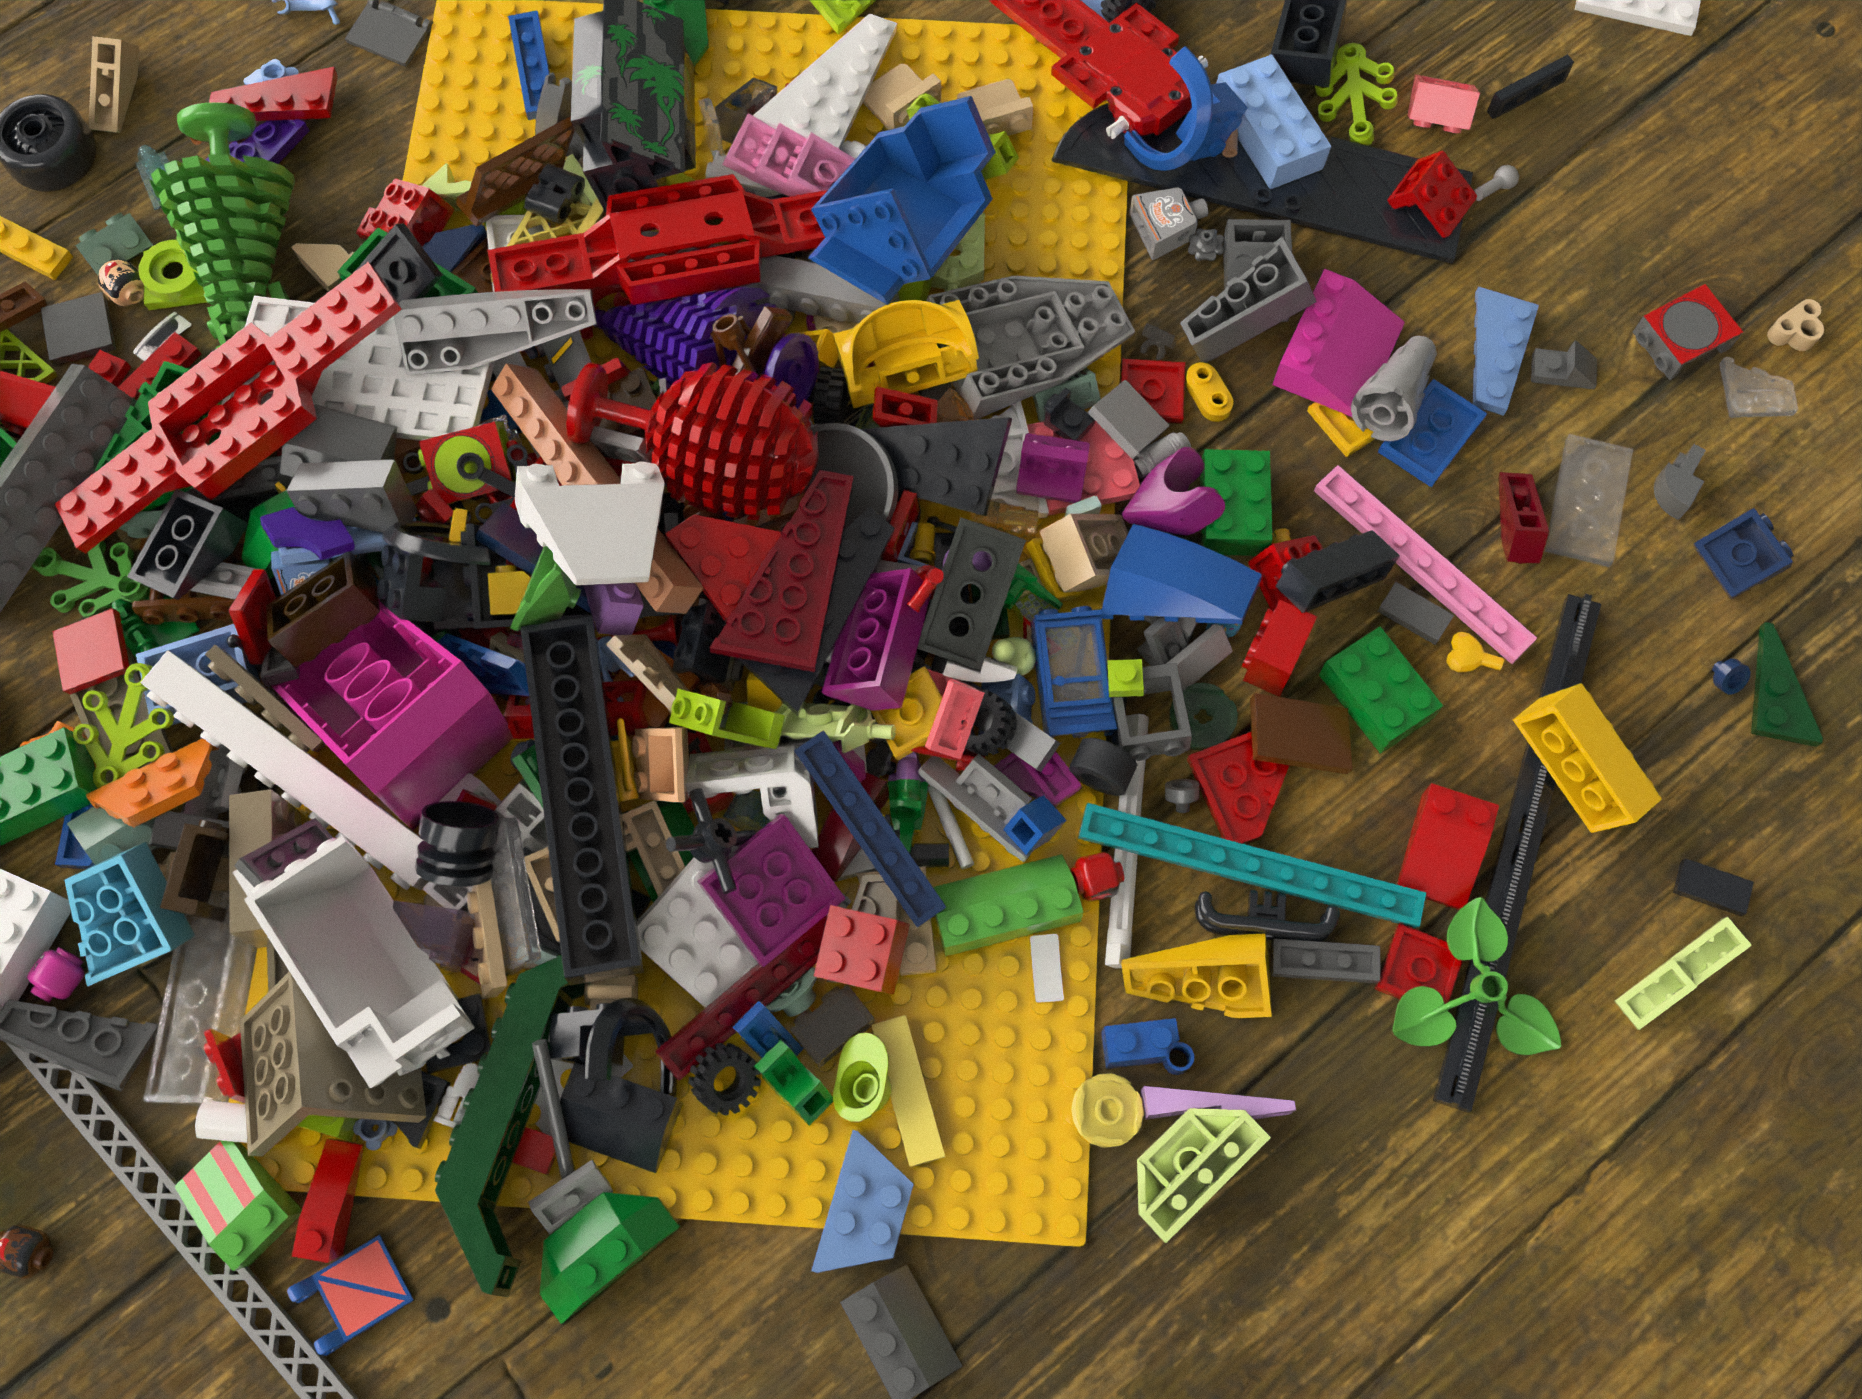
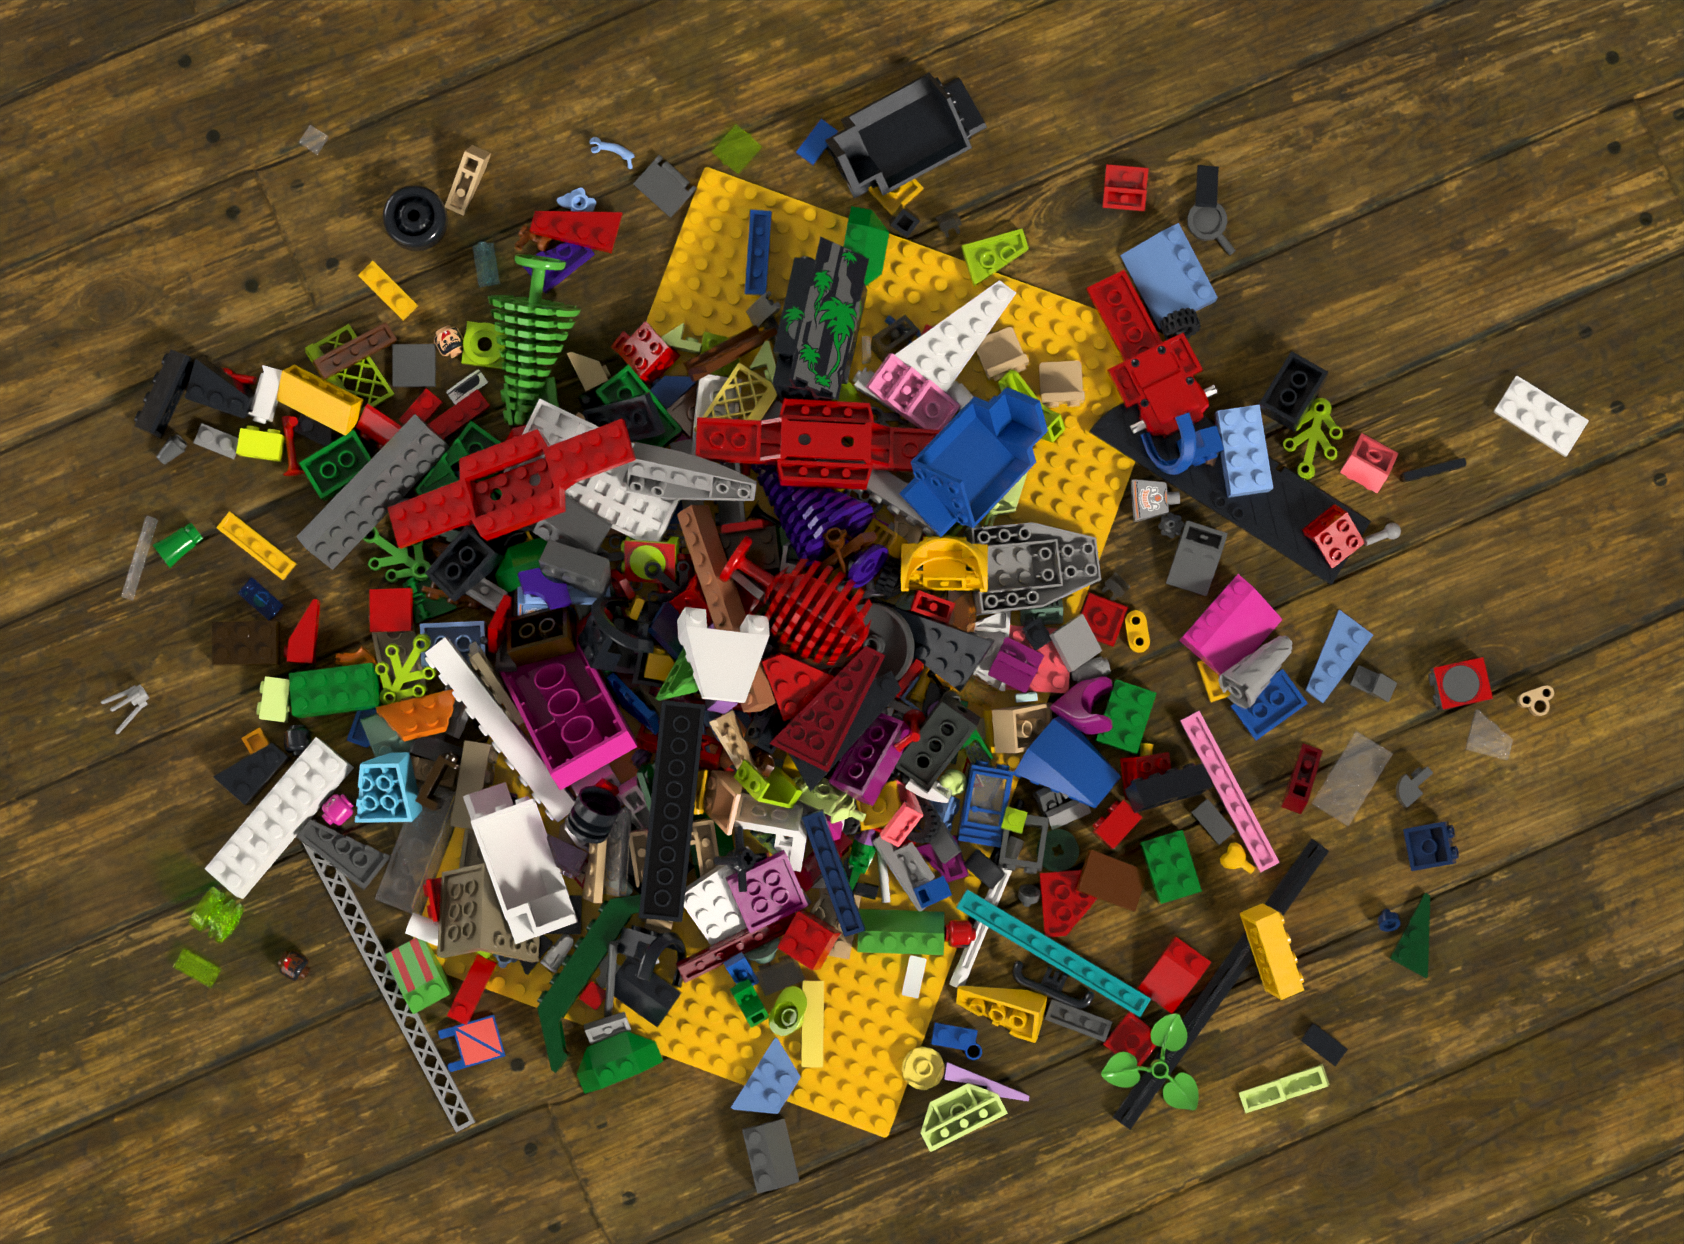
camera: 15 degrees right, 15 degrees up
(116, 241) = (448, 308): sand green bracket -> none
(272, 858) = (492, 788): dark grey tile -> none
(554, 193) = (749, 373): black piece -> none
(709, 1068) = (705, 980): black tyre -> none
(1249, 304) = (1187, 585): dark grey wedge -> none

